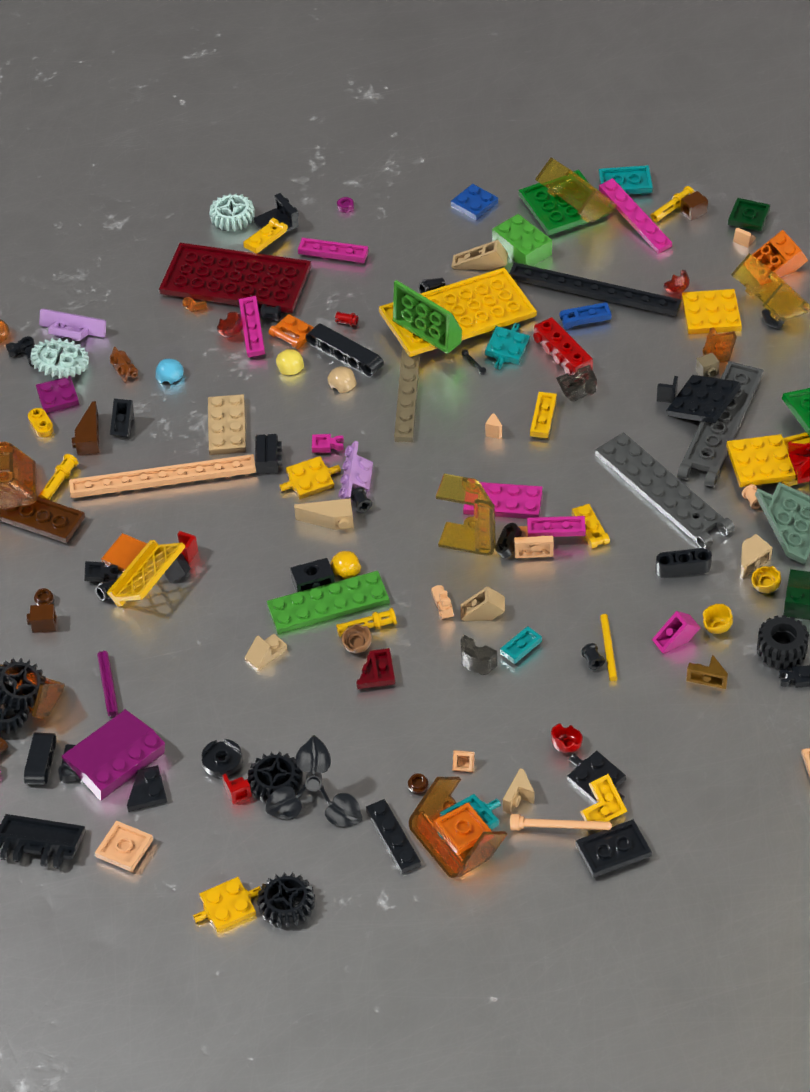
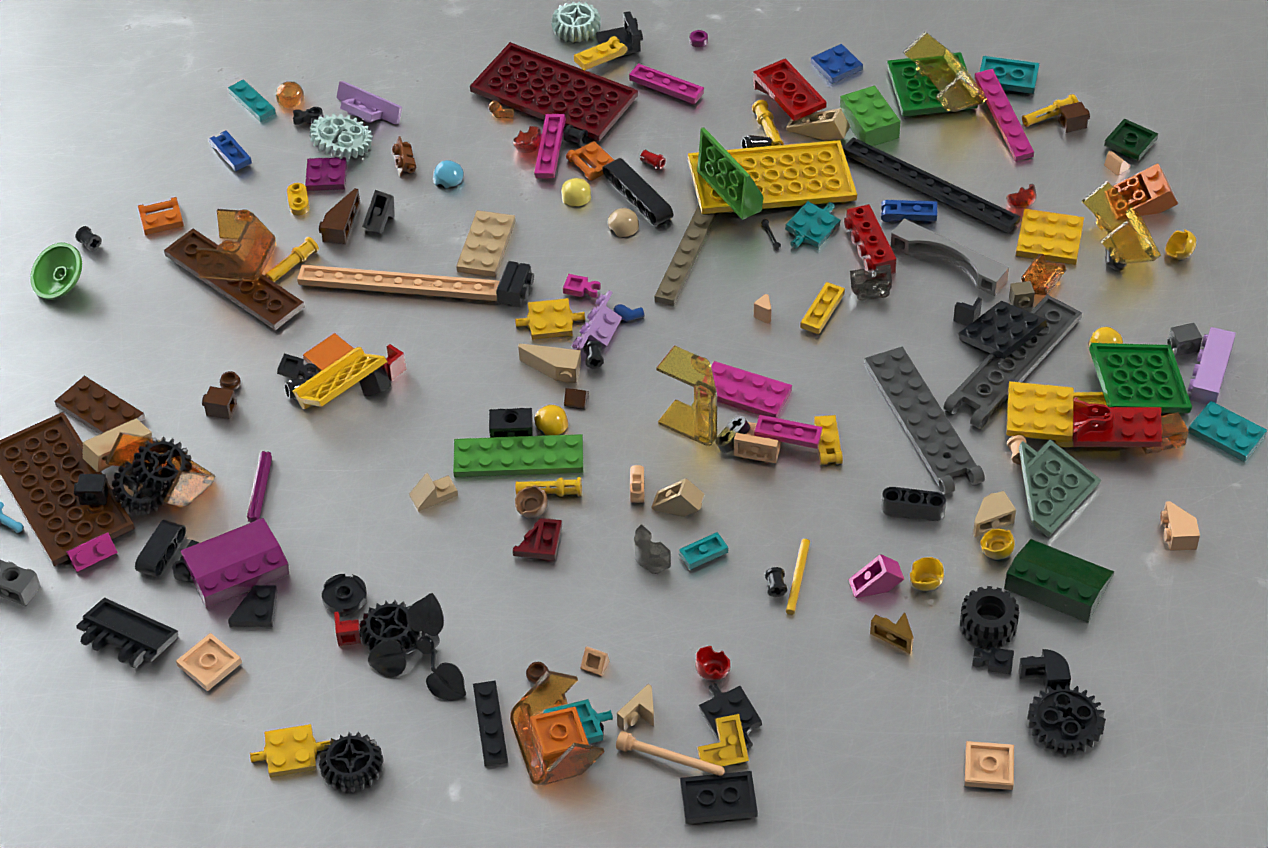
camera: 15 degrees right, 0 degrees up
(359, 541) = (575, 398): none -> reddish brown slope
(377, 458) = (628, 314): none -> blue arm
(431, 262) = (765, 119): none -> yellow pin
(444, 231) = (788, 89): none -> red plate
(668, 353) = (914, 240): none -> light grey arch
(788, 385) = (1106, 335): none -> yellow hair

